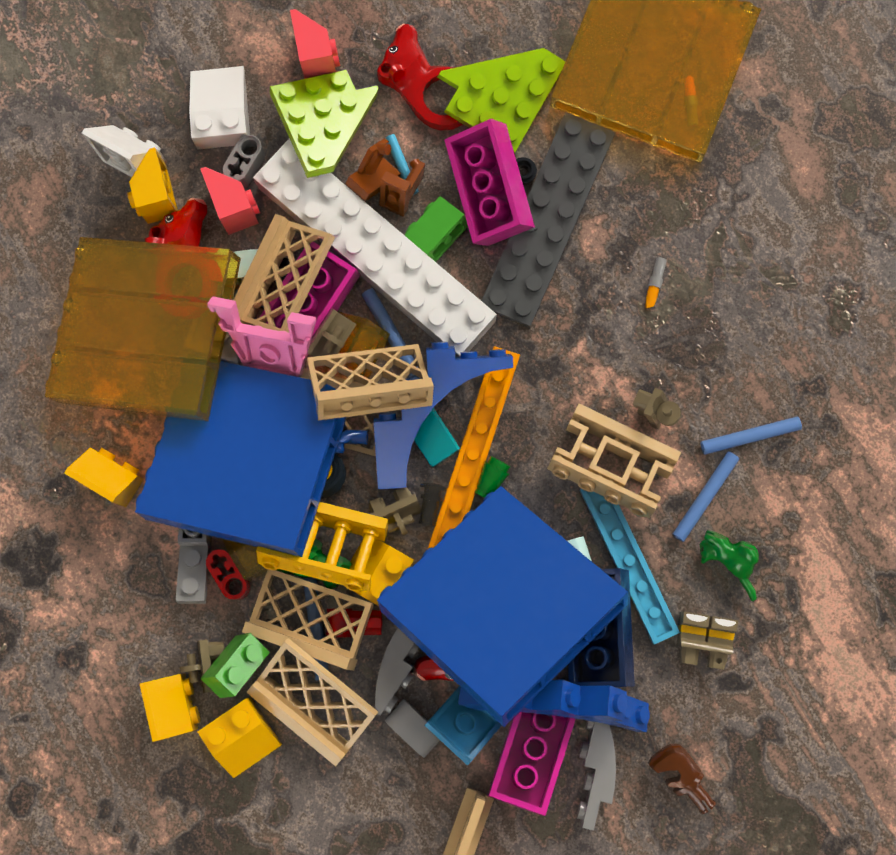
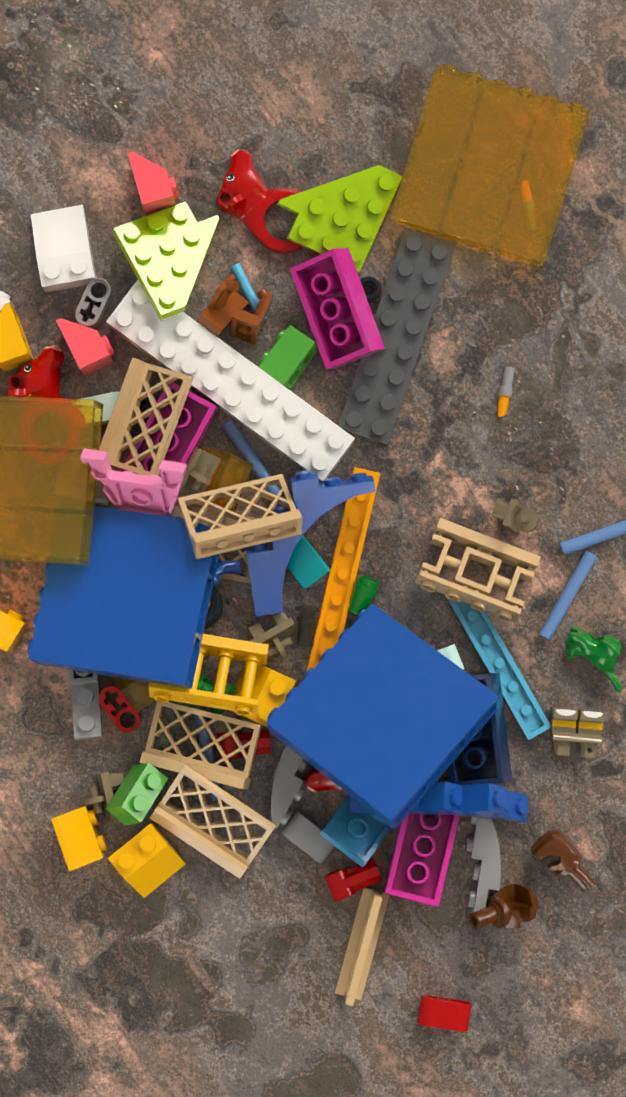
camera: 15 degrees left, 5 degrees up
(449, 780) = (346, 881): none -> red piece
(618, 824) = (506, 908): none -> reddish brown piece

